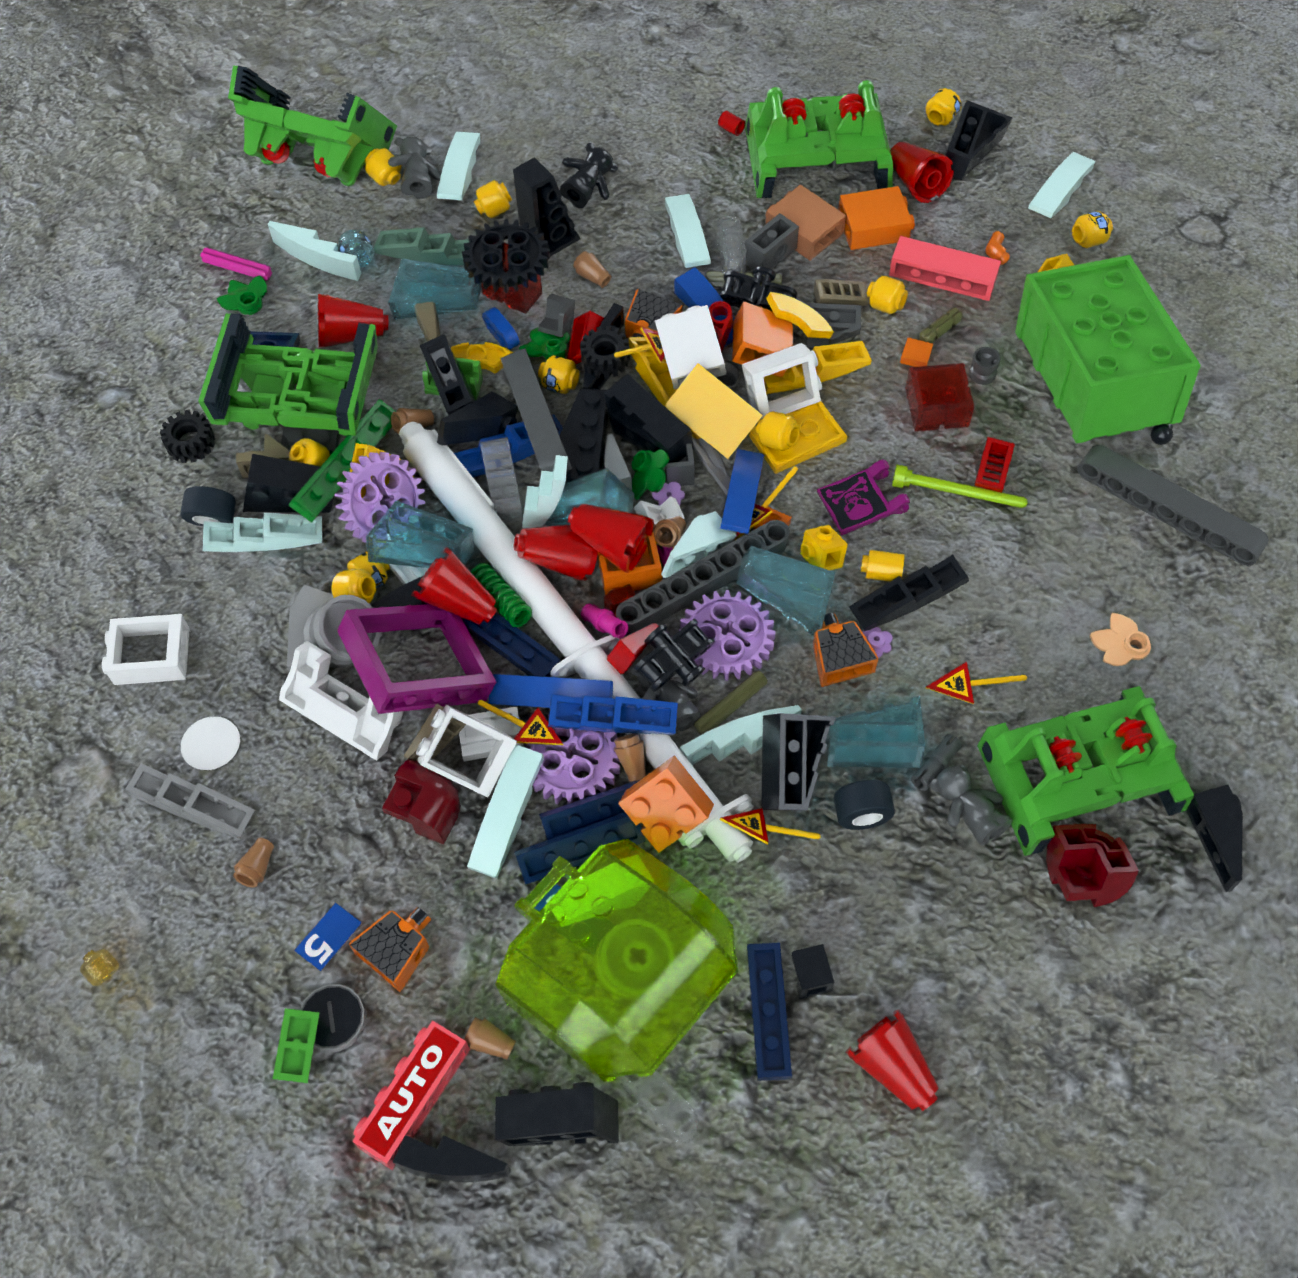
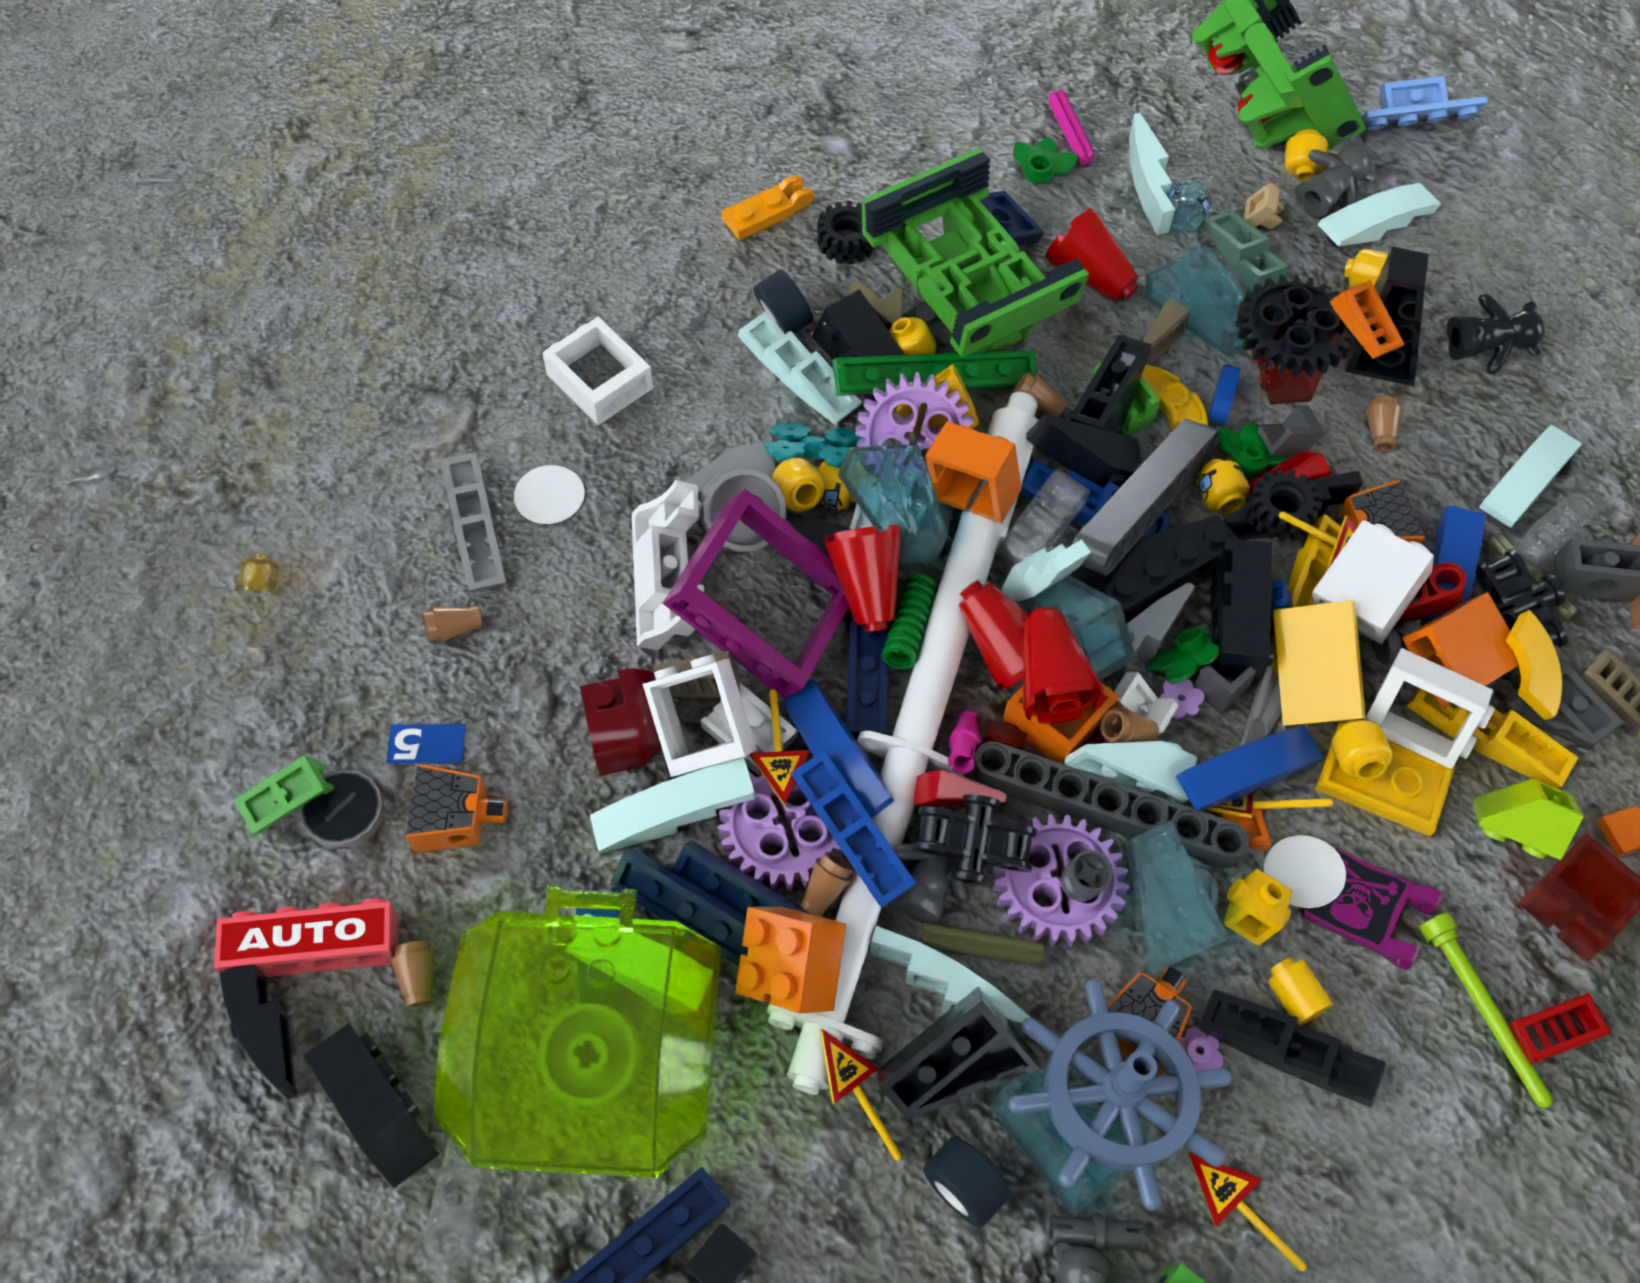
camera: 50 degrees right, 0 degrees up
(118, 468) = (767, 207): none -> light orange hinge
(331, 562) = (796, 442): none -> teal plant
(396, 214) = (1263, 207): none -> tan tile
(401, 88) = (1419, 100): none -> light blue bracket
(433, 476) = (965, 458): none -> orange piece
(532, 216) = (1362, 300): none -> orange slope
(658, 395) = (1281, 596): none -> blue piece
(742, 614) = (1092, 869): none -> dark grey wheel
(816, 510) = (1307, 868): none -> white sticker
(878, 384) = (1532, 815): none -> lime slope
(878, 687) = (1121, 1093): none -> sand blue piece

